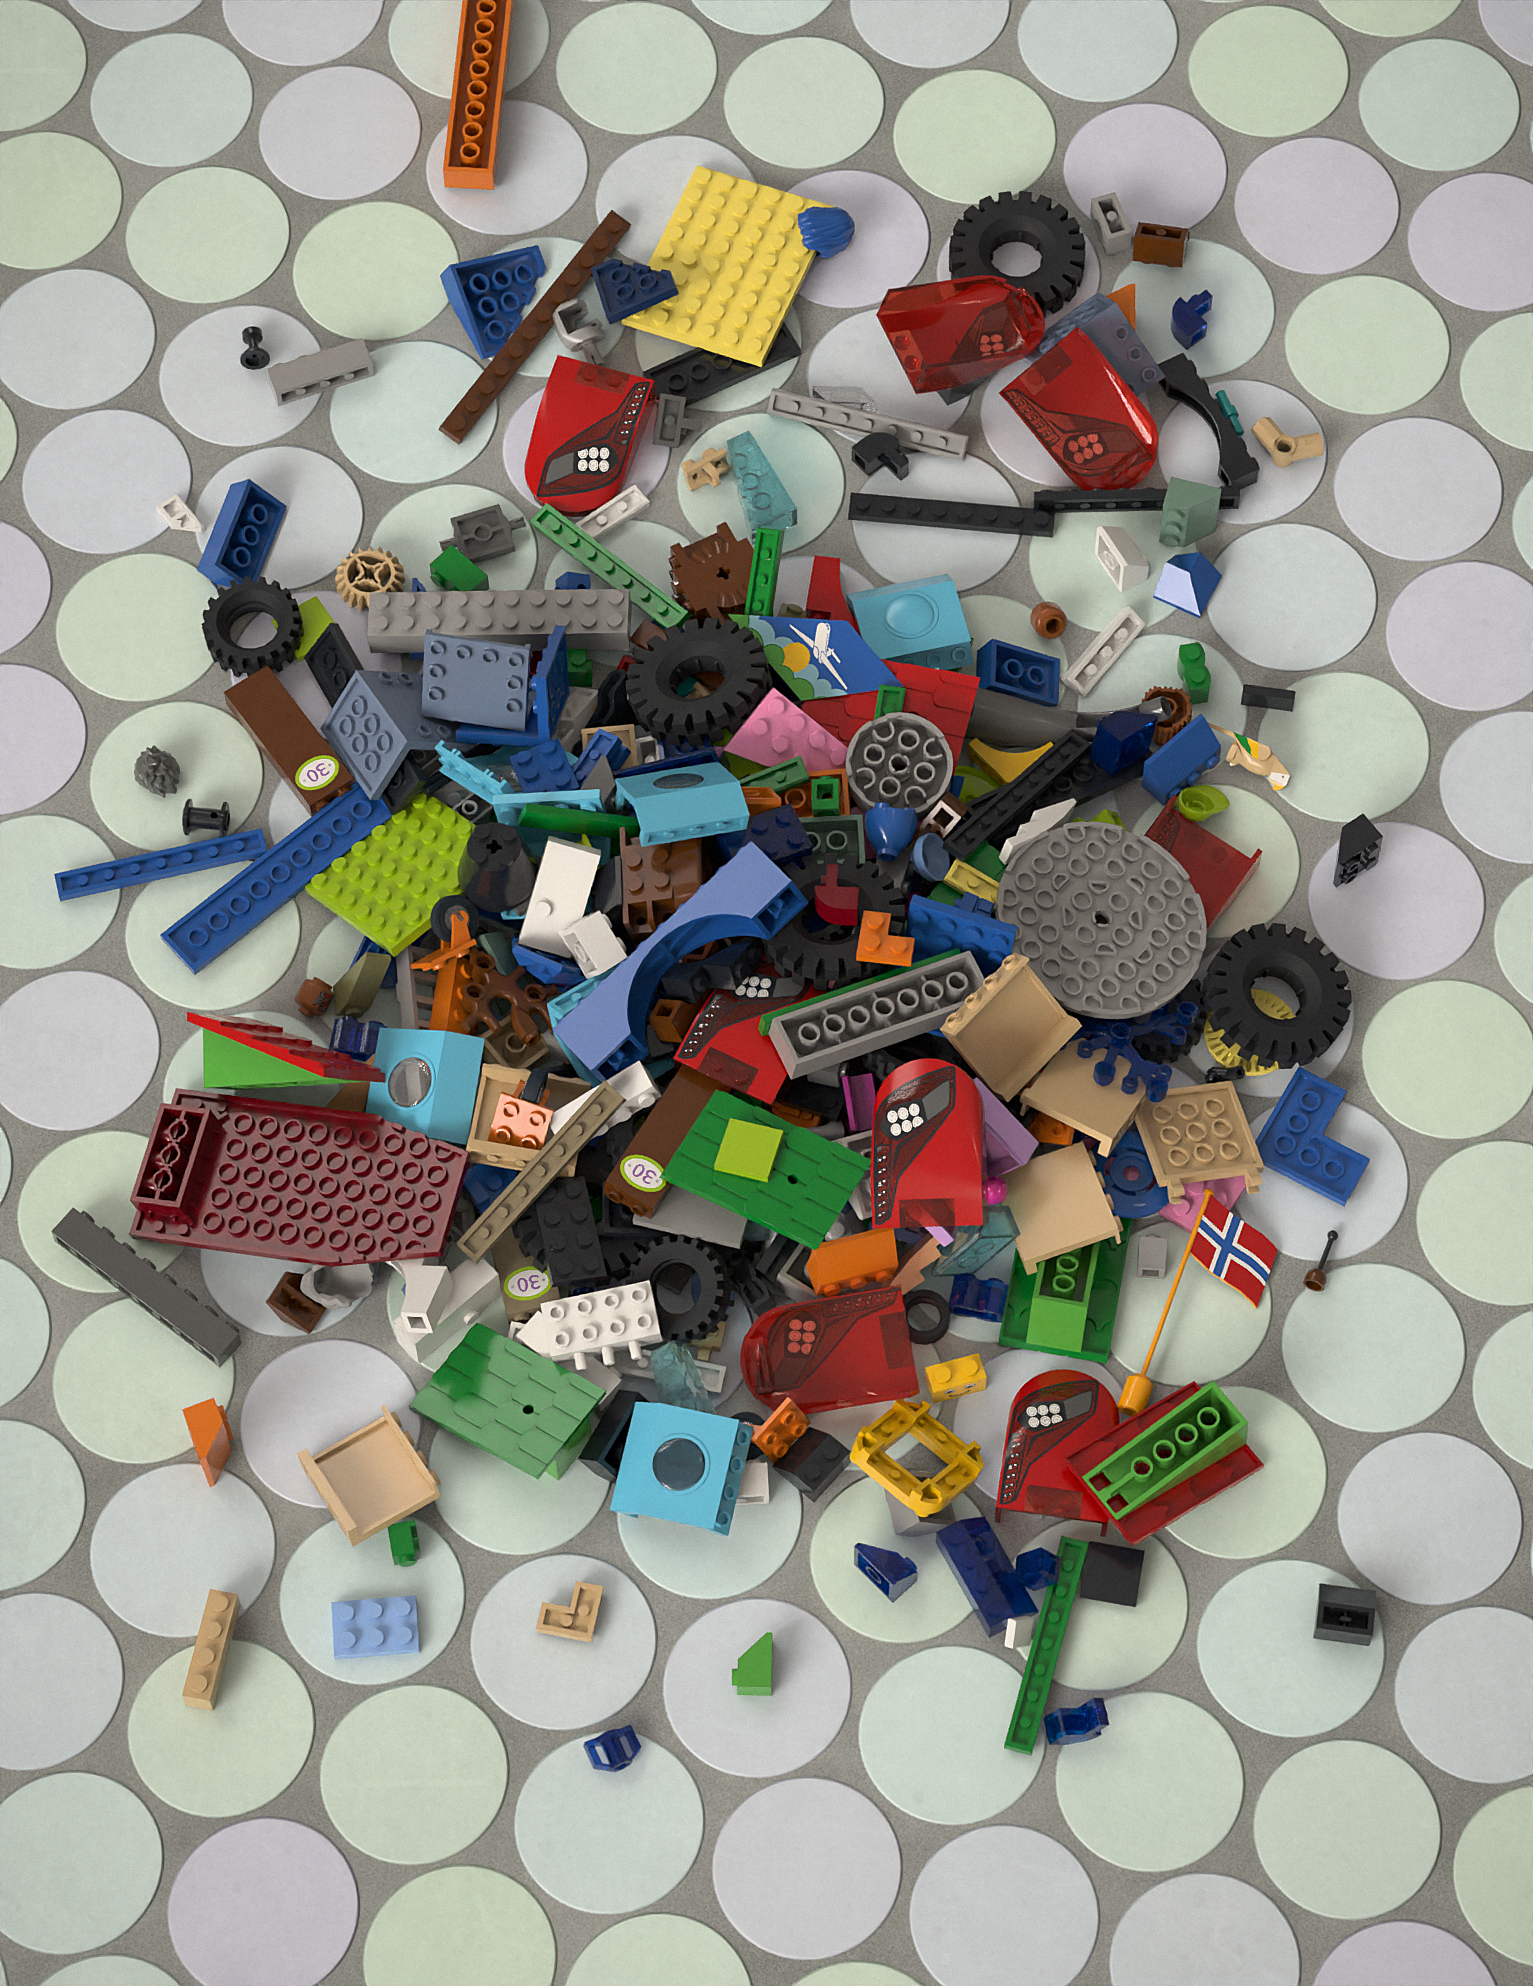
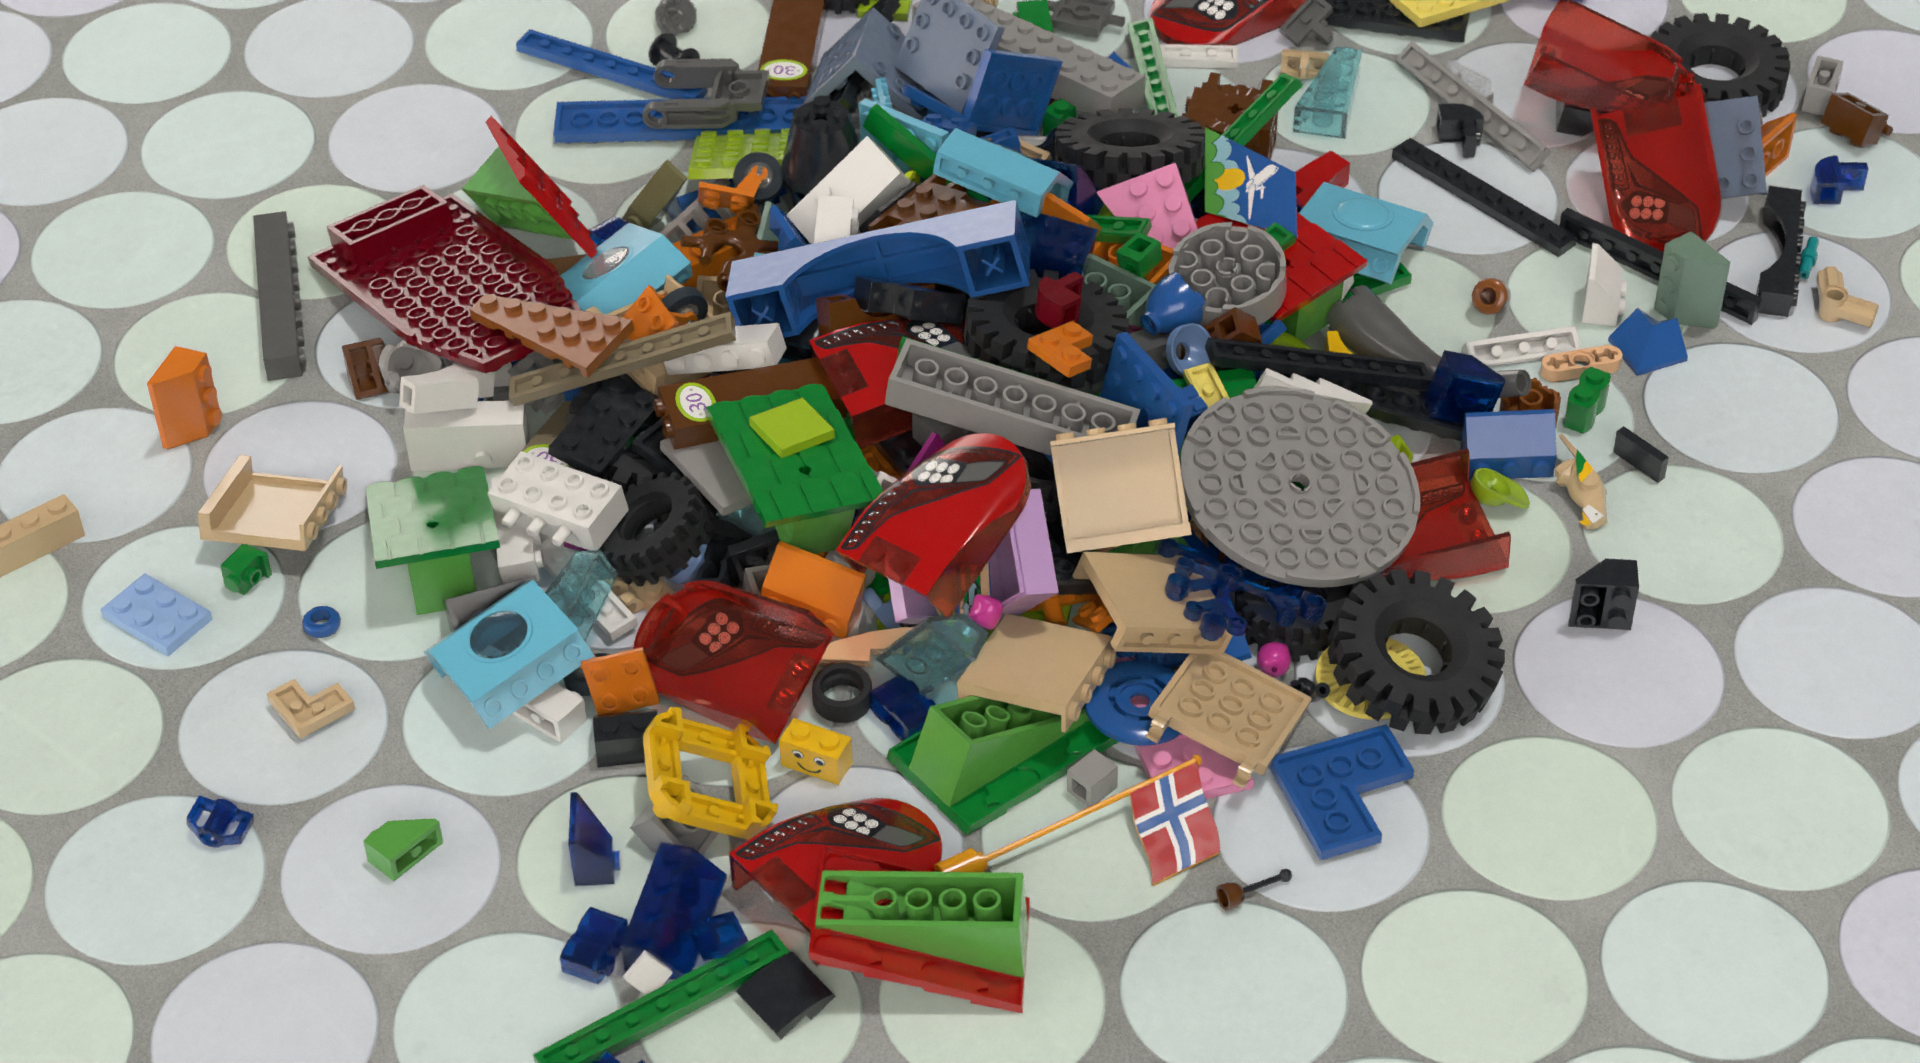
camera: 40 degrees right, 20 degrees down
(310, 827) = (731, 92): none -> dark grey plate
(314, 997) = (617, 198): dark orange head -> none
(471, 1182) = (555, 332): none -> wing
(506, 1550) = (325, 629): none -> blue piece
(960, 1637) = (594, 946): none -> clear blue brick
(1018, 672) = (1429, 314): blue slope -> none
(1156, 625) = (1562, 367): none -> light nougat beam
(1181, 1066) = (1274, 659): none -> dark pink piece

